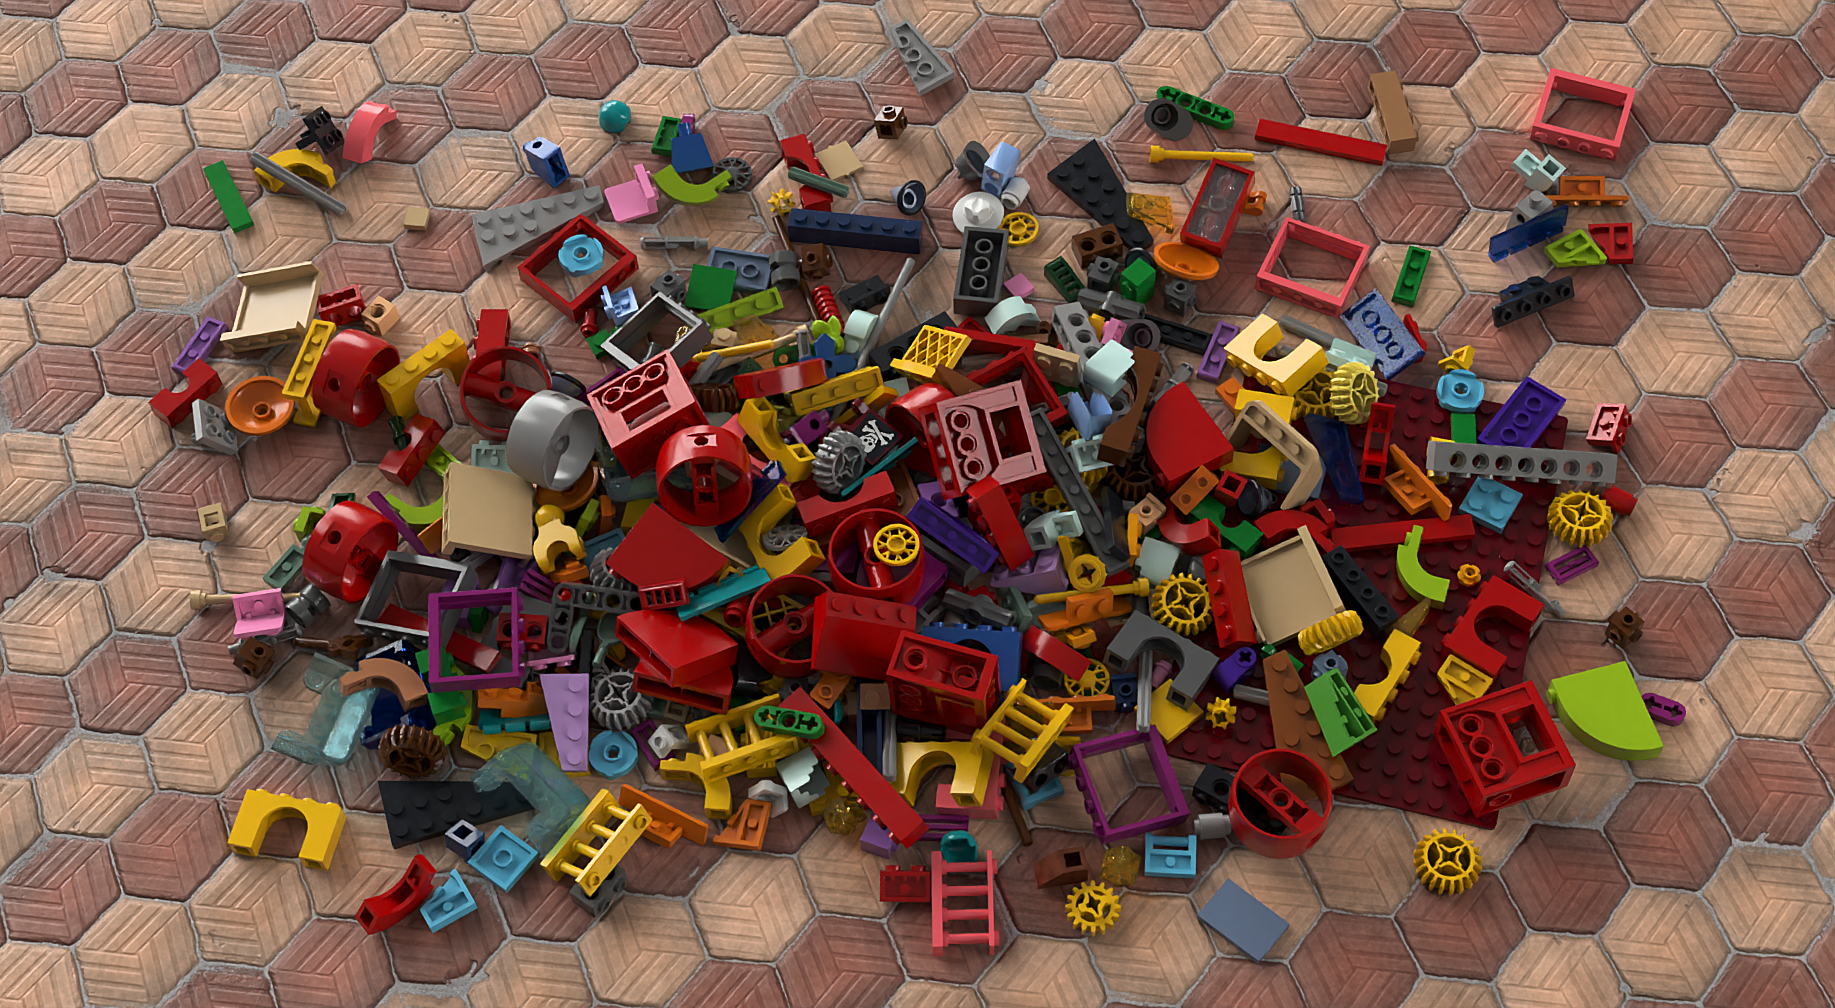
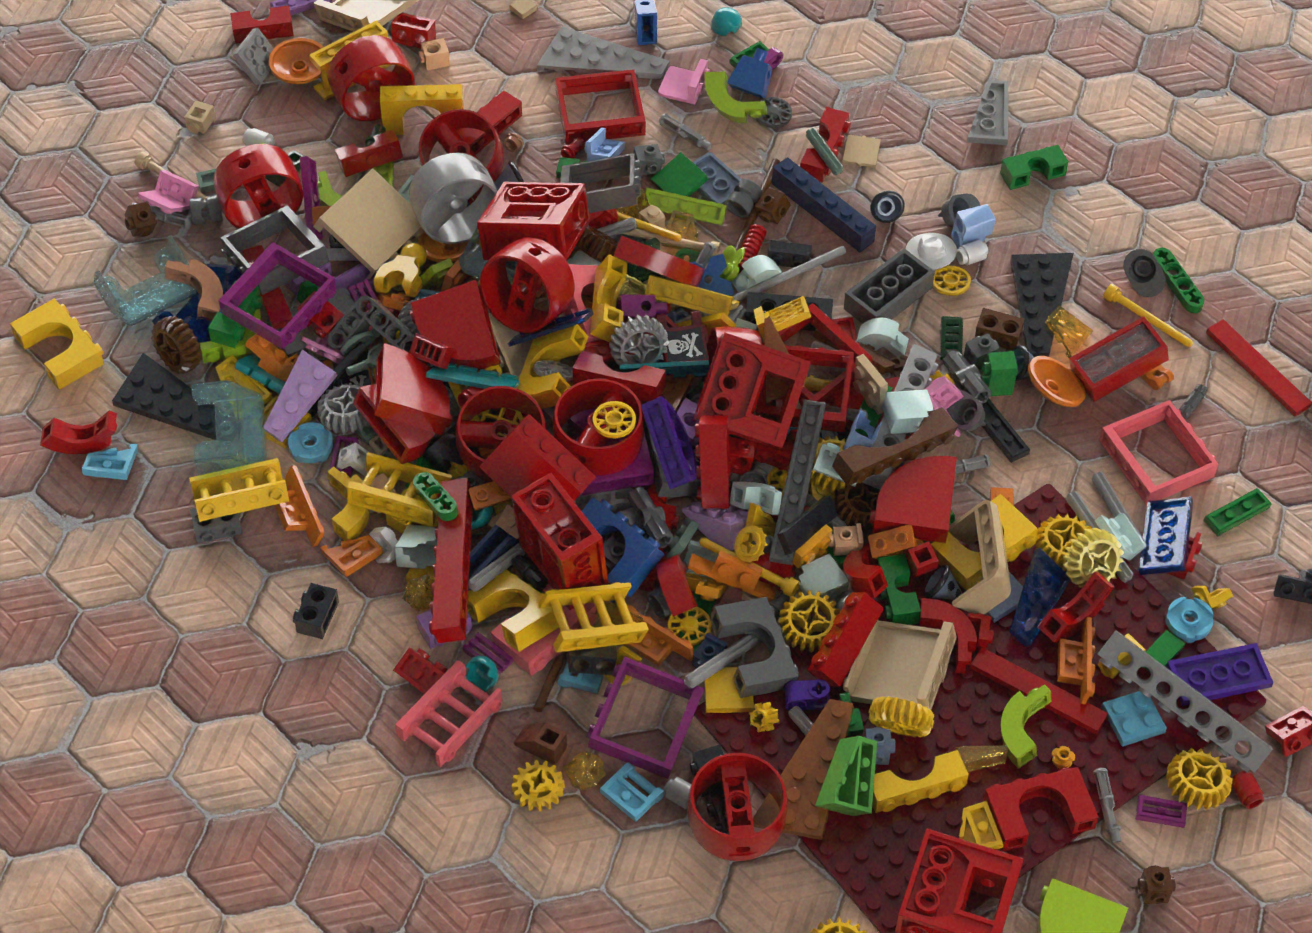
camera: 35 degrees right, 5 degrees down
(290, 506) = (256, 136): none -> white brick
(338, 647) = (202, 250): reddish brown piece -> none
(464, 839) = (159, 430): dark blue brick -> none
(503, 859) = (172, 460): medium azure plate -> none
(581, 266) = (610, 104): medium azure plate -> none
(768, 898) = (319, 611): none -> black brick
(776, 204) = (790, 146): yellow gear -> none
(890, 122) = (922, 145): reddish brown brick -> none
(1003, 69) = (1048, 161): none -> green arch
(1018, 286) = (911, 321): bright pink tile -> none
(1161, 671) = (753, 657): bright pink pin -> none
(1179, 296) = (1028, 405): dark grey brick -> none
(1215, 356) = (1023, 466): medium lavender tile -> none
(1243, 921) = (641, 878): sand blue tile -> none
(1284, 375) = (1052, 508): yellow arch -> none
(1359, 593) = (957, 704): black brick -> none

